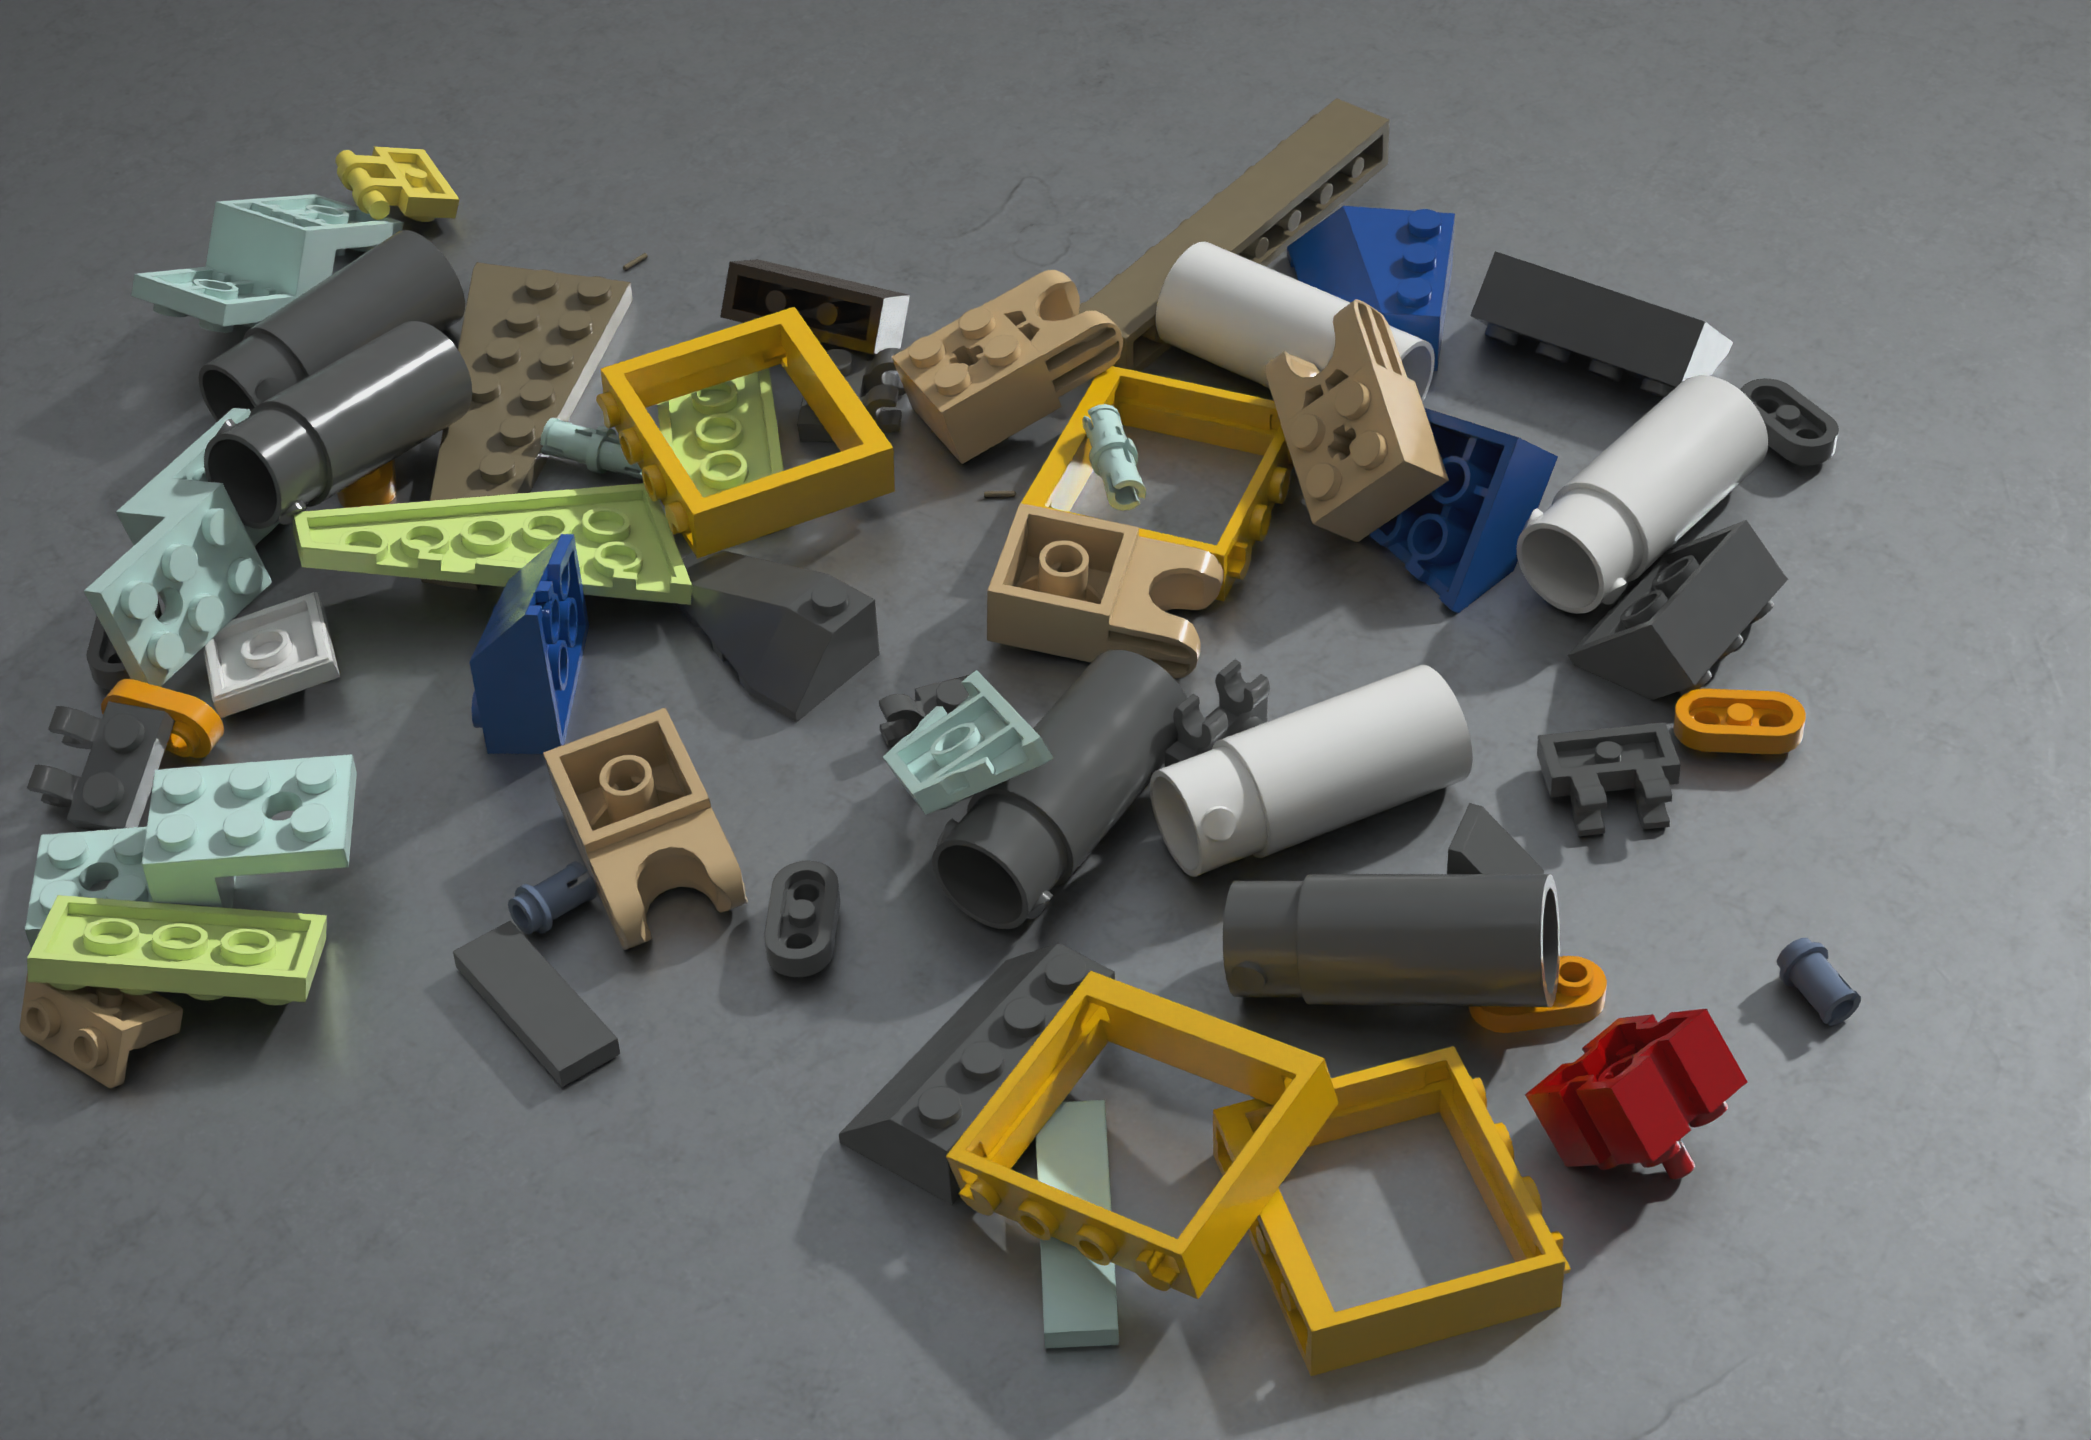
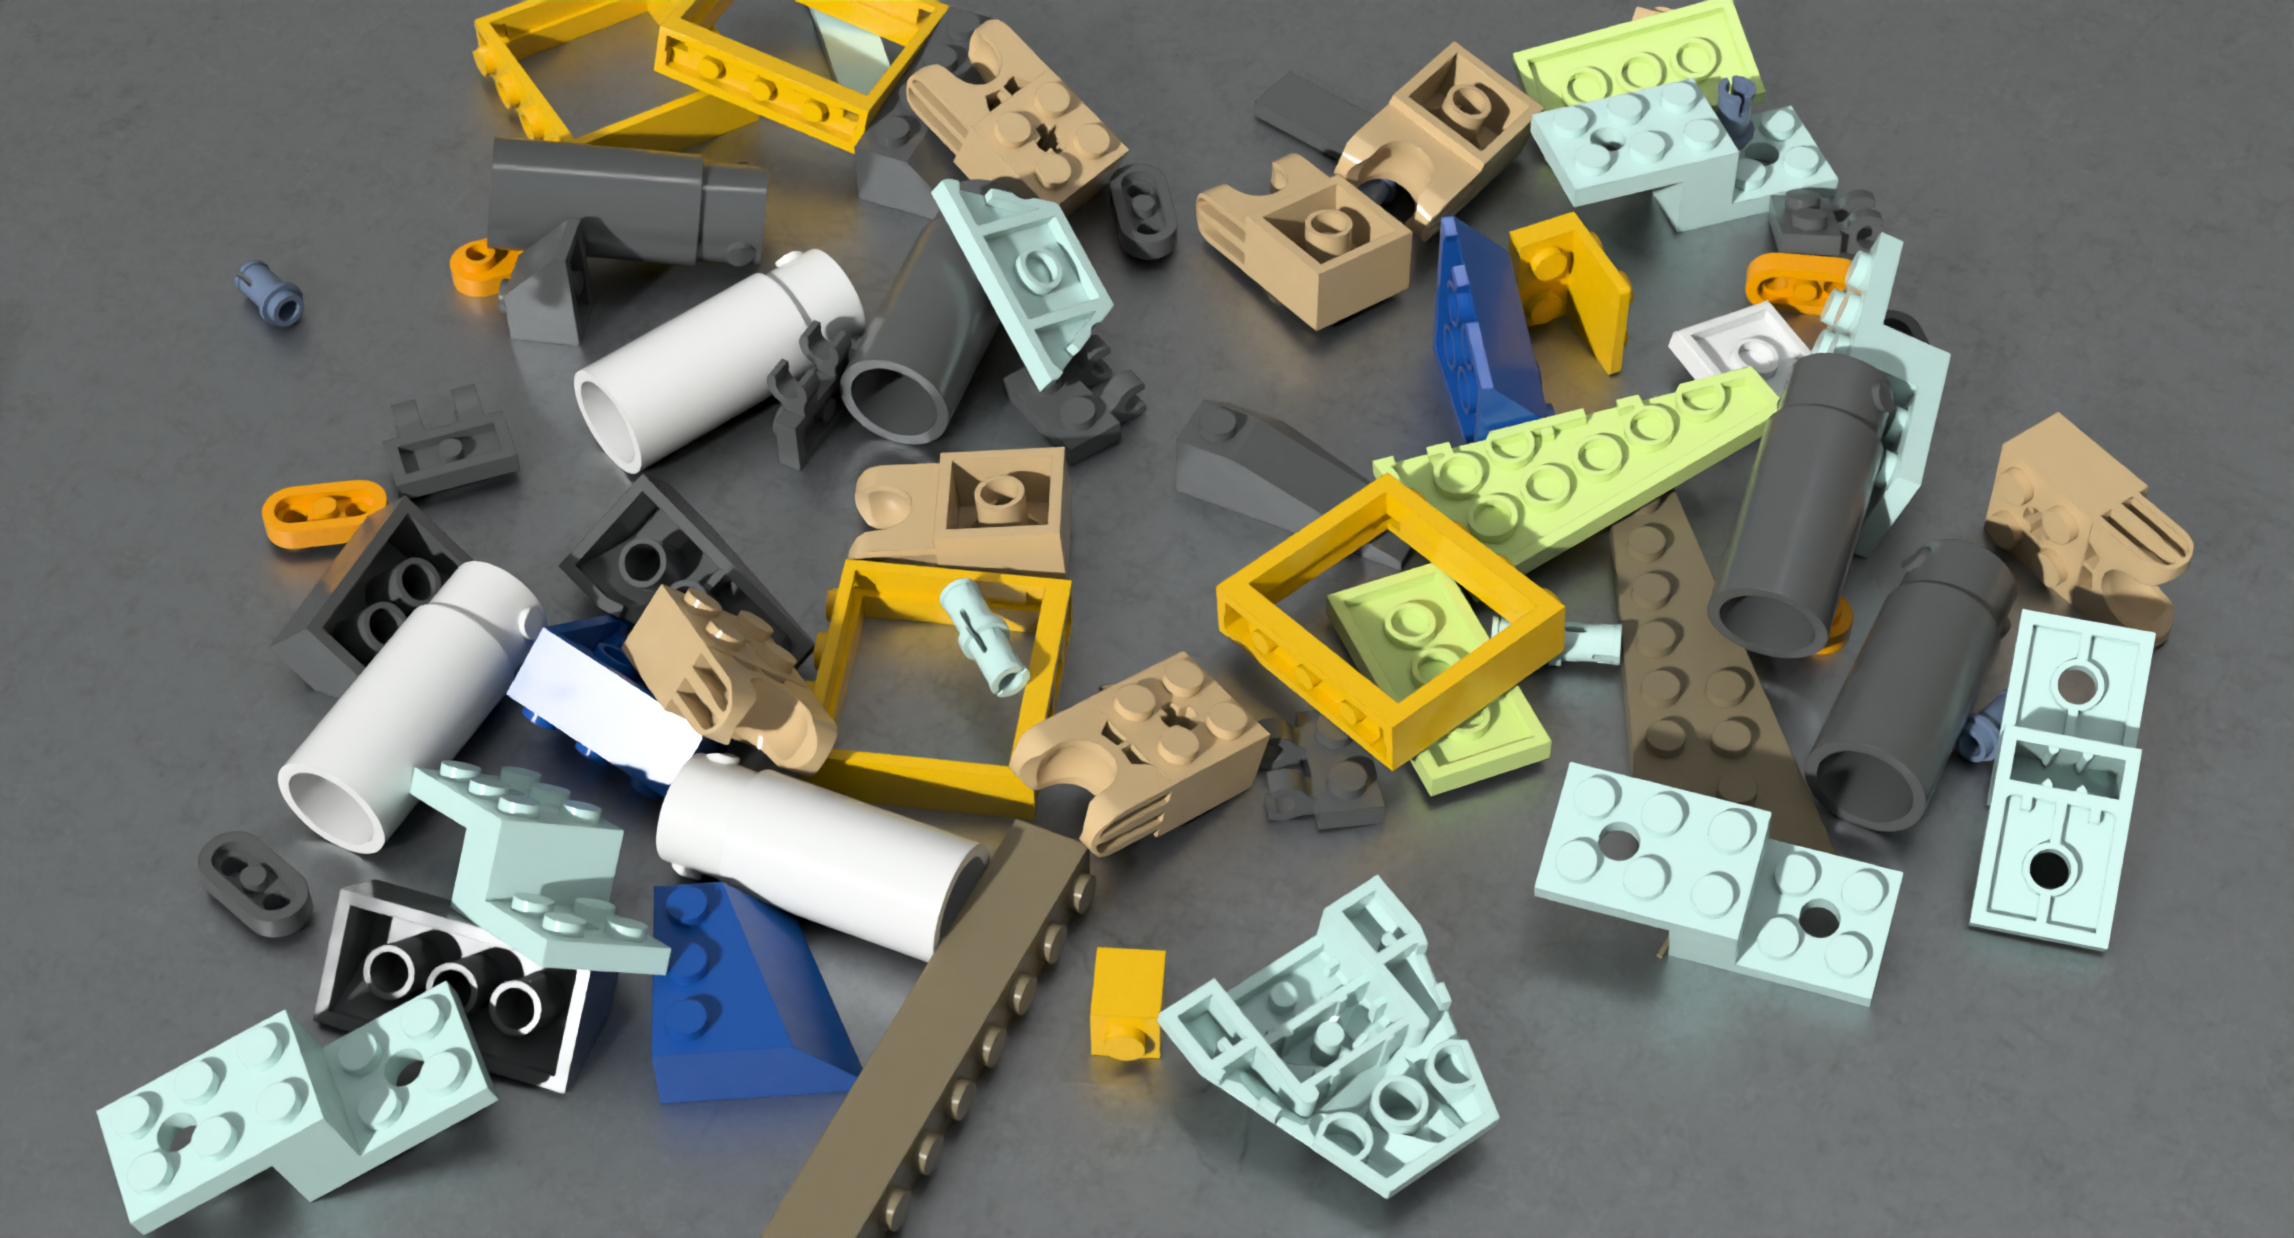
camera: 165 degrees right, 5 degrees up
(97, 420) = (2087, 527): none -> tan brick
(117, 852) = (1736, 108): none -> sand blue pin
(397, 179) = (1996, 977): light yellow plate -> none
(421, 714) = (1567, 274): none -> yellow bracket
(451, 886) = (1442, 136): none -> tan brick
(587, 220) = (1718, 883): none -> light aqua bracket
(832, 307) = (1397, 838): dark brown brick -> none
(912, 952) = (1019, 125): none -> tan brick
(931, 190) = (1346, 1045): none -> light aqua wedge
(1074, 243) = (1127, 1002): none -> yellow brick
(1380, 602) = (660, 540): none -> dark grey wedge
(1538, 327) = (538, 870): none -> light aqua bracket
(1639, 1092) = (421, 130): red brick -> none
(1737, 238) = (295, 1107): none -> light aqua bracket

